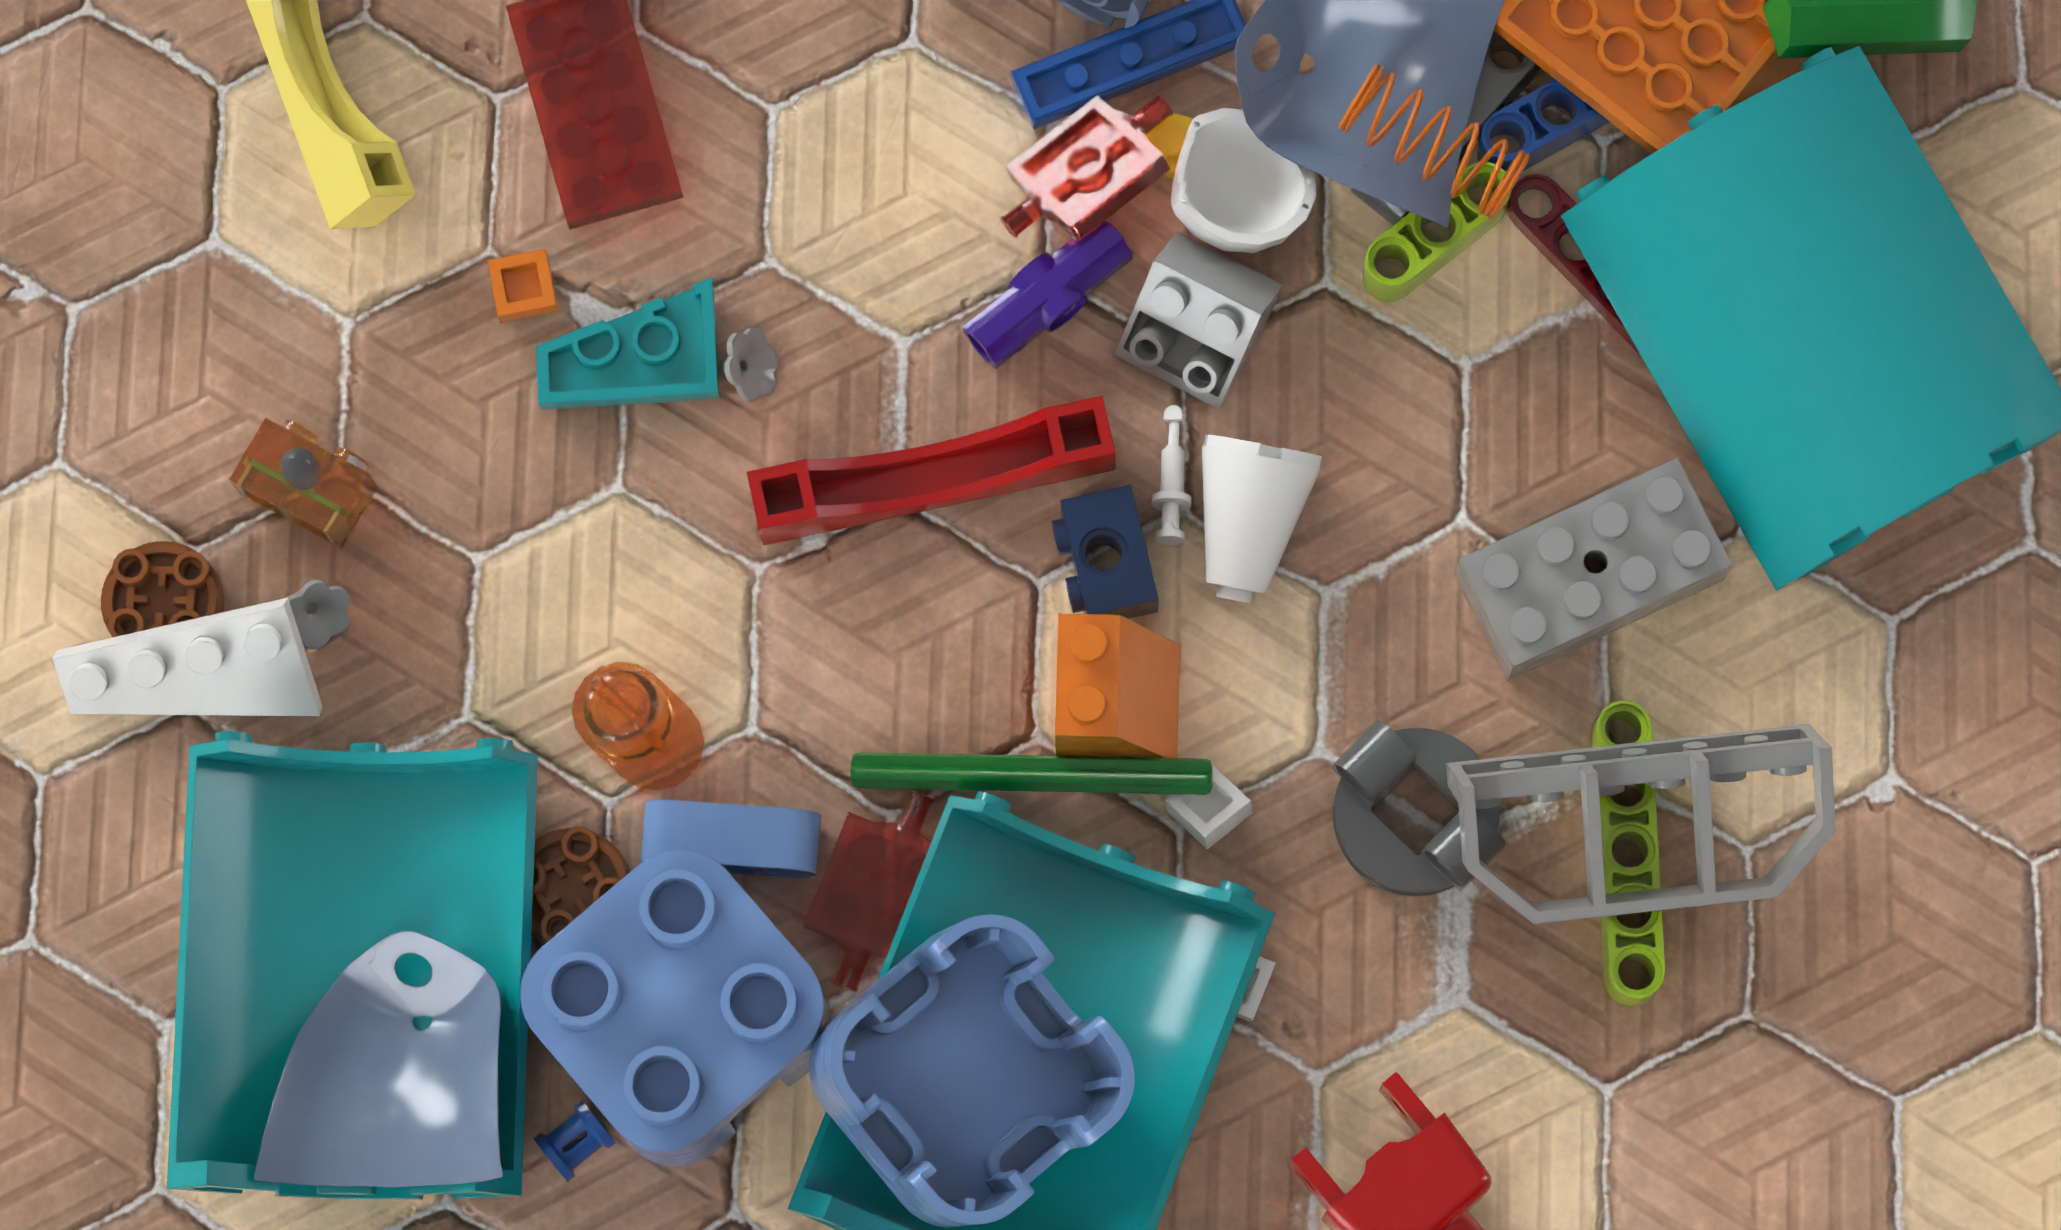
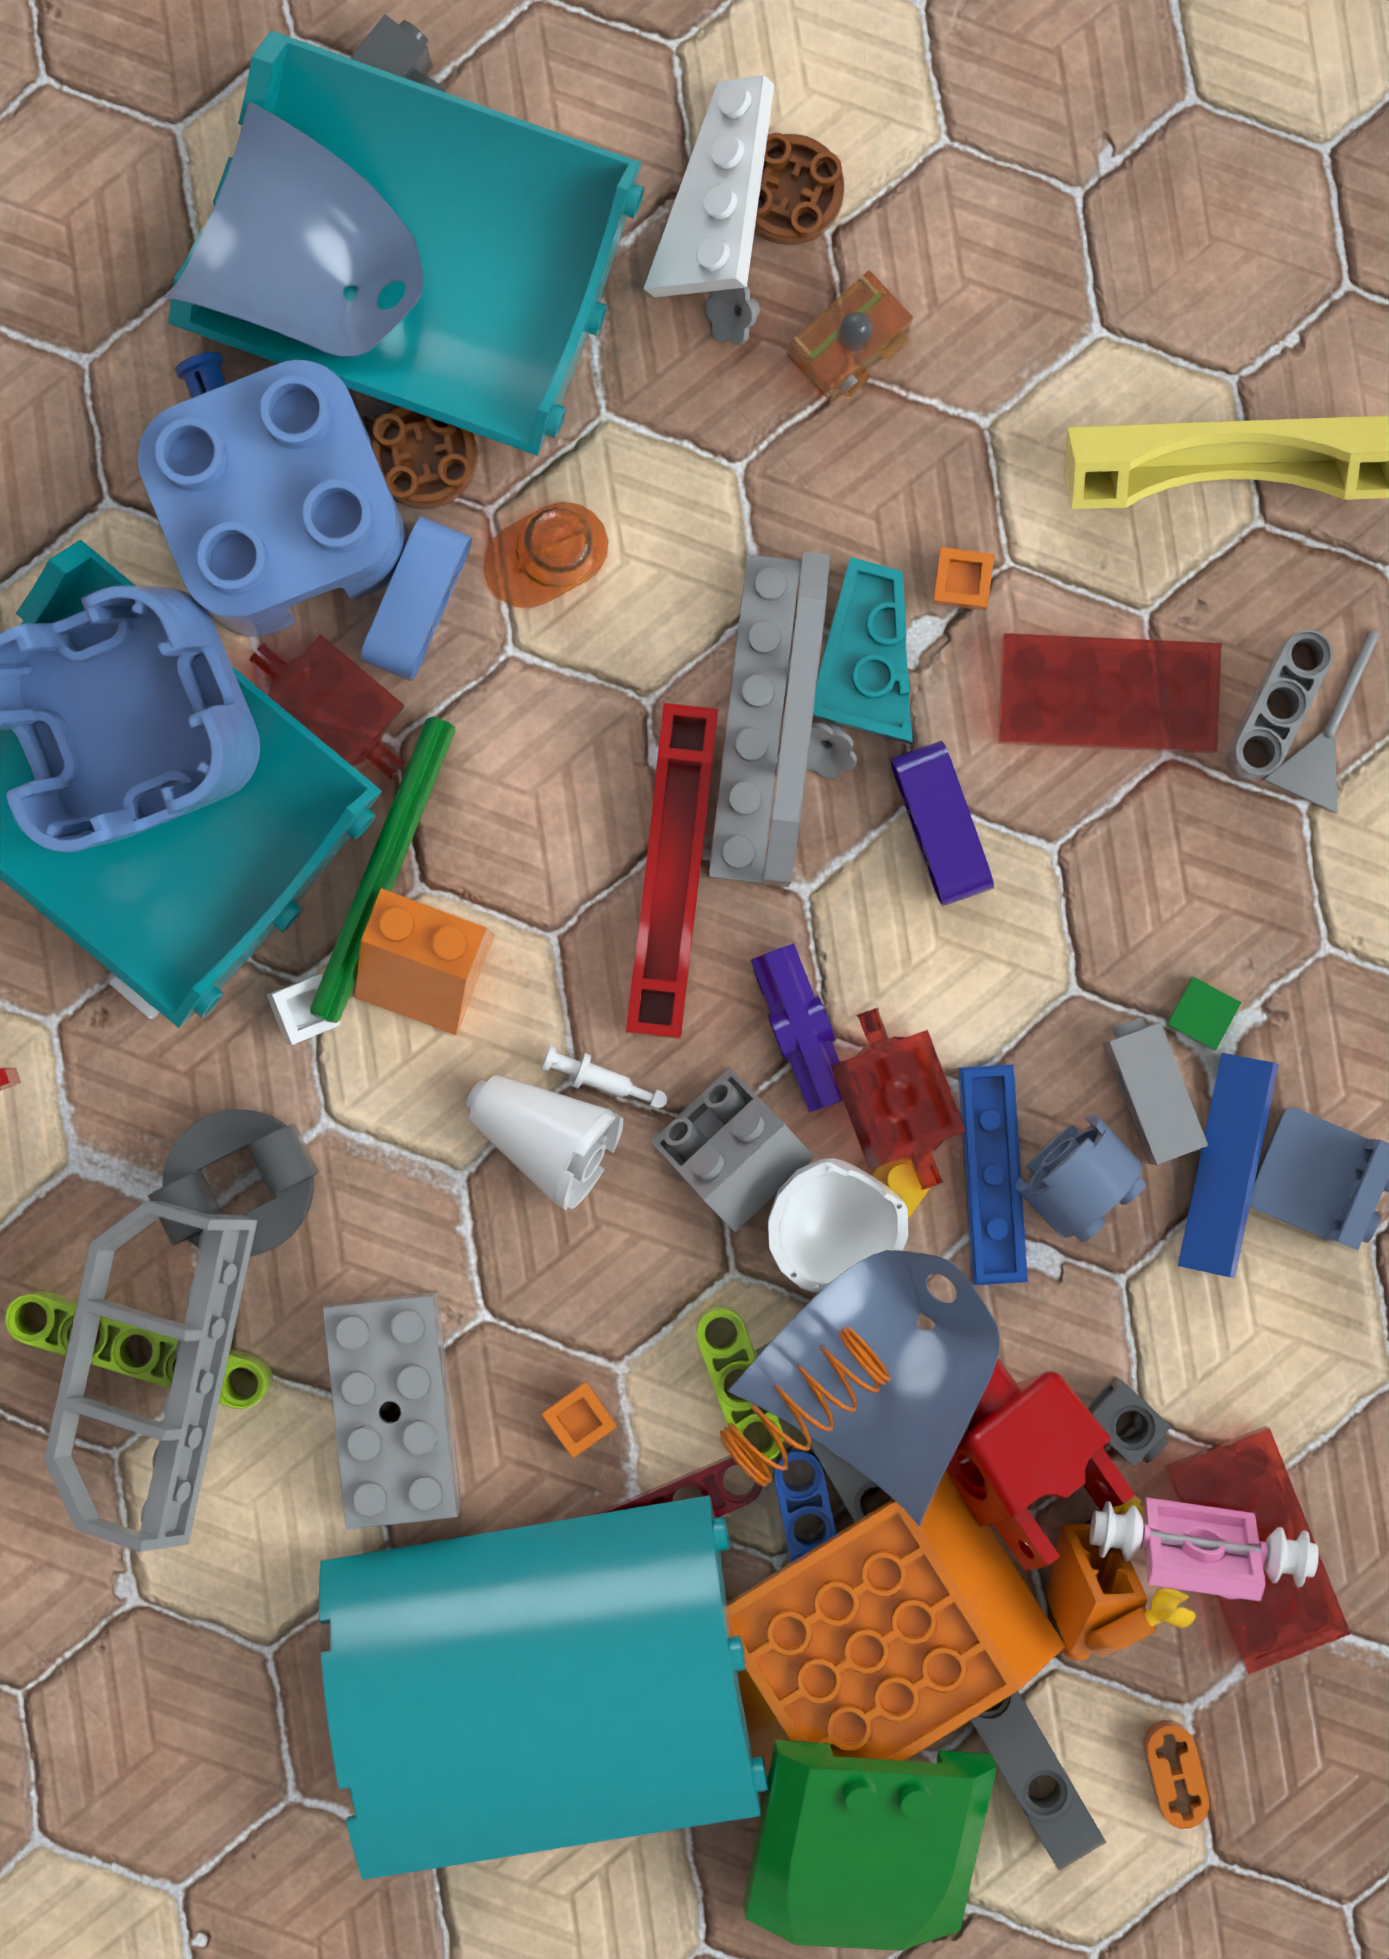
camera: 100 degrees right, 10 degrees up
(144, 1055) = (397, 50): none -> dark grey brick
(726, 450) = (756, 719): none -> light grey plate
(786, 222) = (942, 823): none -> dark purple beam
(1111, 521) = (515, 1001): dark blue brick -> none
(1532, 380) = (579, 1419): none -> orange plate

